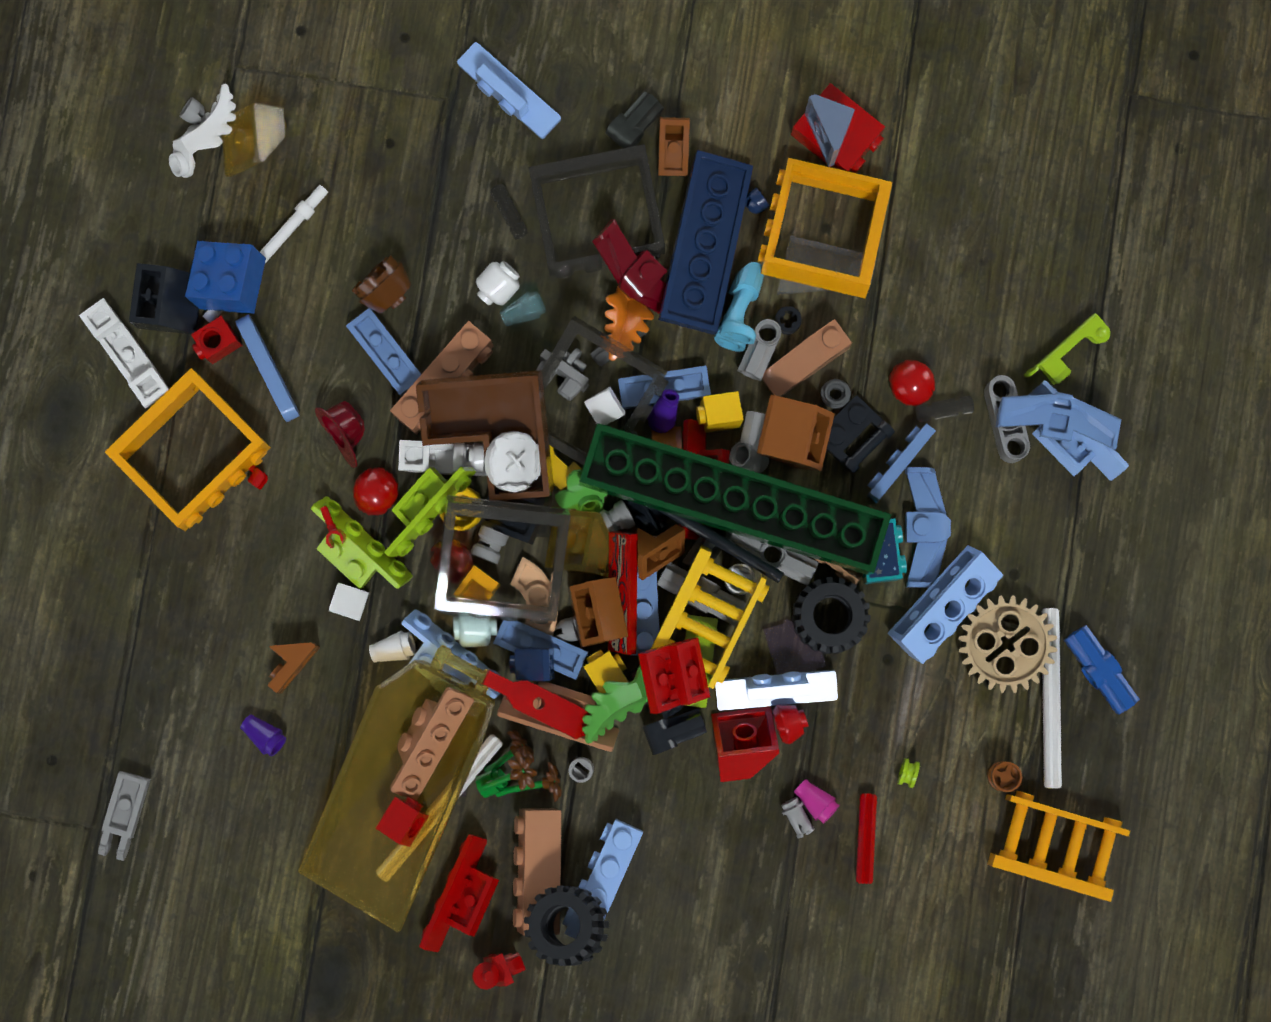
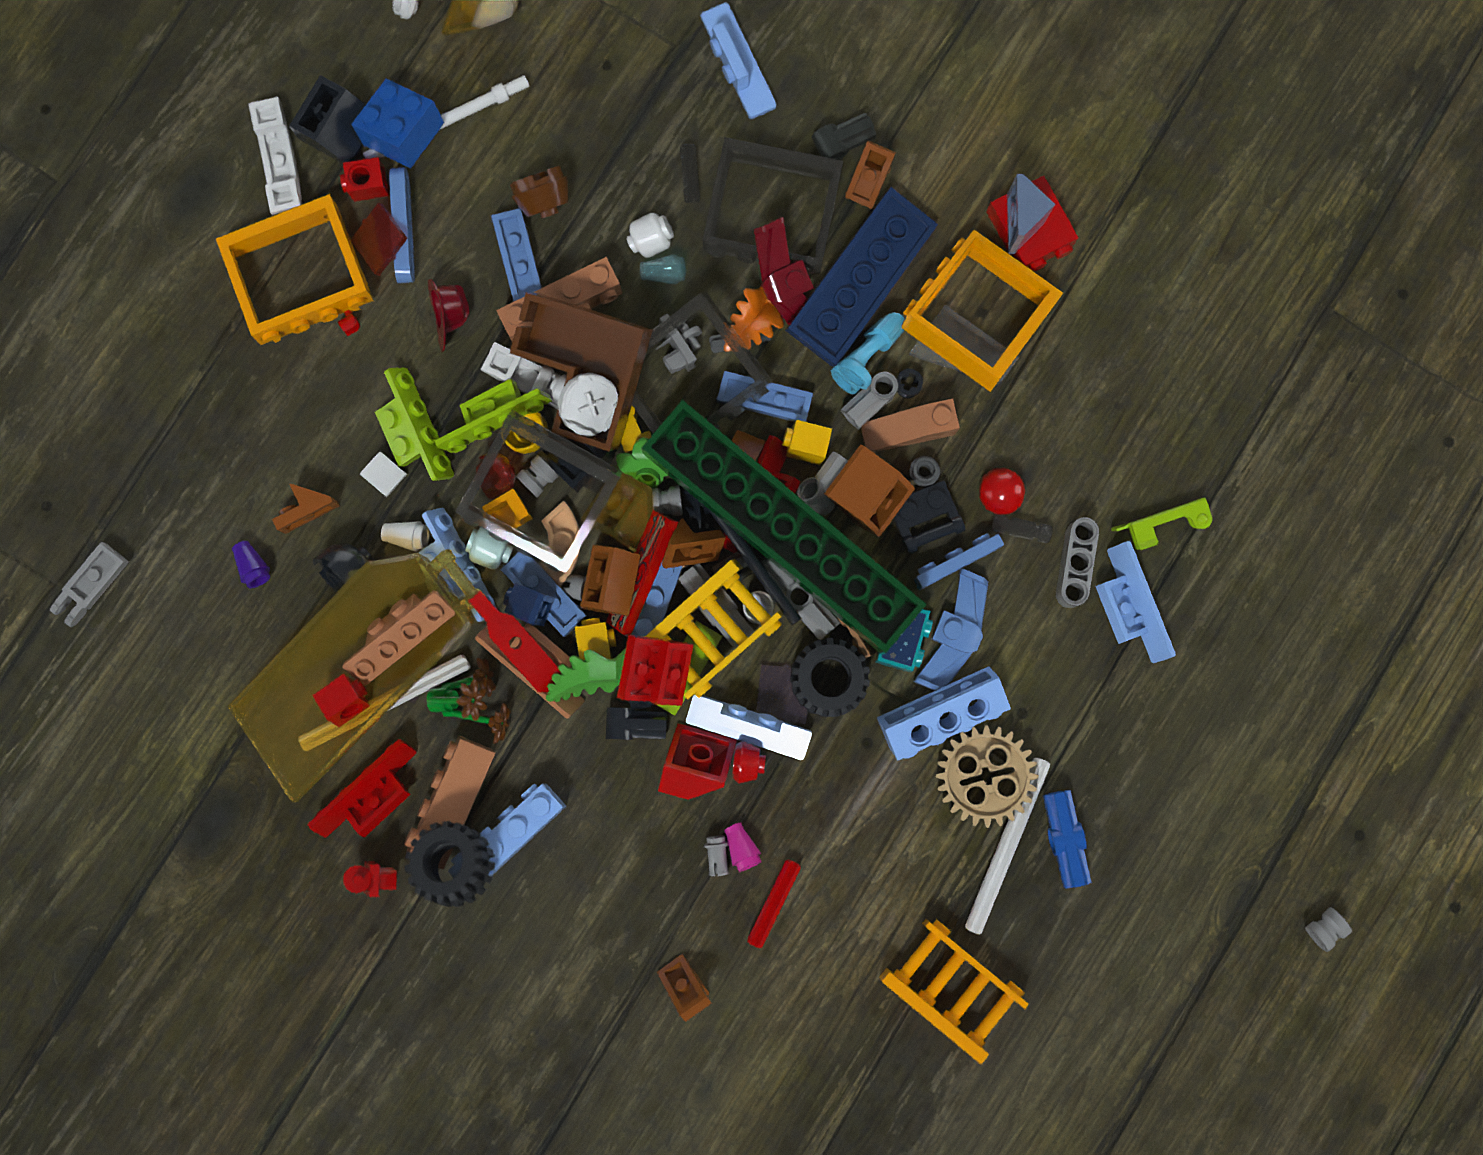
camera: 20 degrees right, 0 degrees up
(253, 390) = (379, 239): none -> clear red piece
(331, 528) = (394, 398): red hand -> none
(349, 700) = (341, 563): none -> black cylinder
(375, 491) = (452, 381): red hair -> none
(578, 773) = (528, 726): light grey hinge -> none
(605, 407) = (698, 389): white slope -> none
(664, 412) = (754, 419): dark purple cone -> none
(756, 202) = (926, 260): dark blue hinge -> none
(819, 947) = (684, 987): none -> dark orange slope
(908, 773) = (840, 858): lime bush -> none
(1010, 778) = (935, 901): dark orange wheel -> none
(1059, 417) = (1128, 581): medium blue plate -> none

